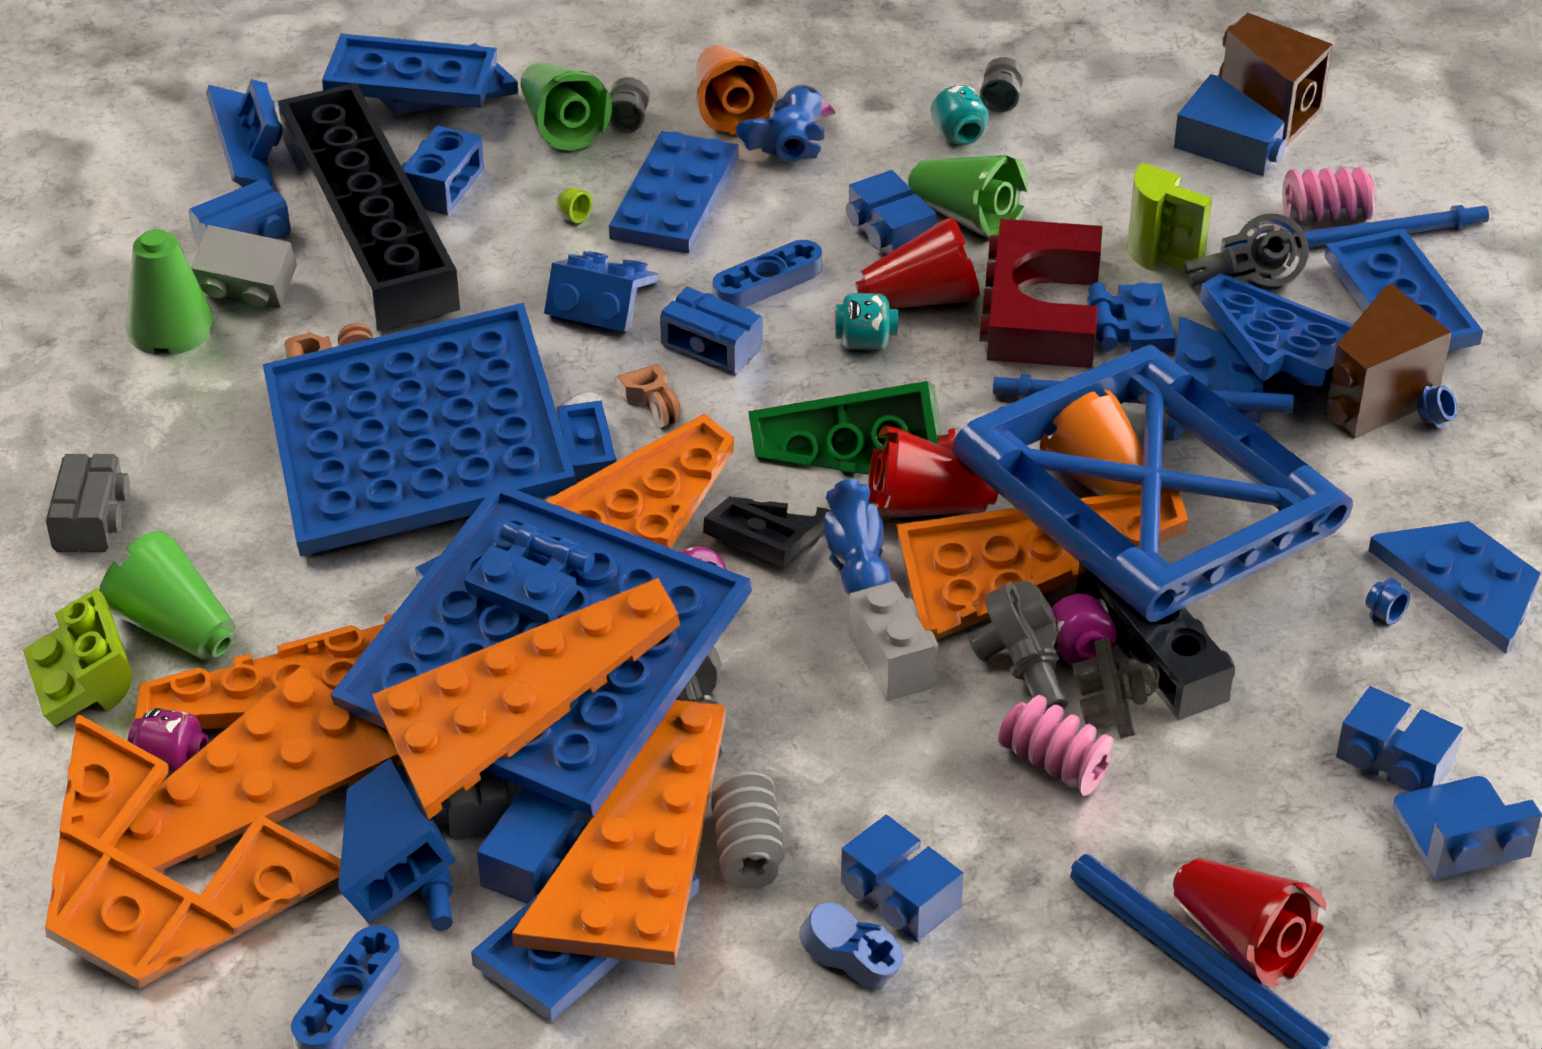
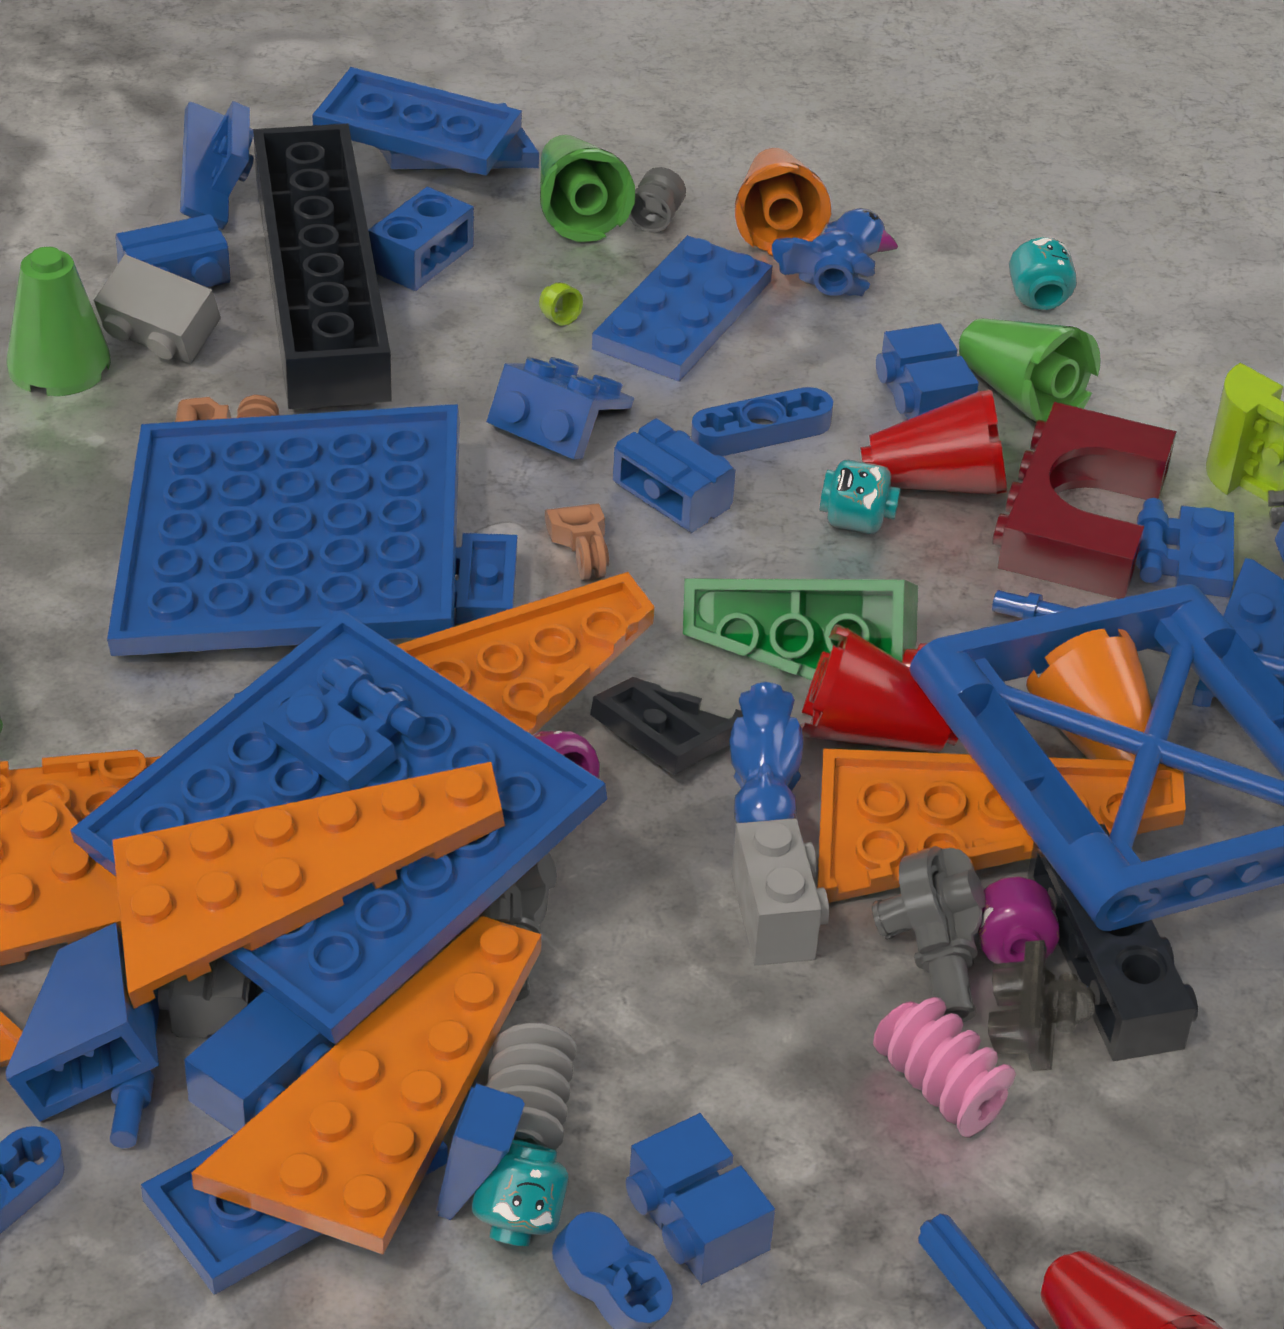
camera: 10 degrees right, 0 degrees up
(728, 871) = (478, 1145): none -> blue slope
(765, 899) = (522, 1194): none -> teal head
(1002, 84) = (1104, 247): dark grey wheel -> none

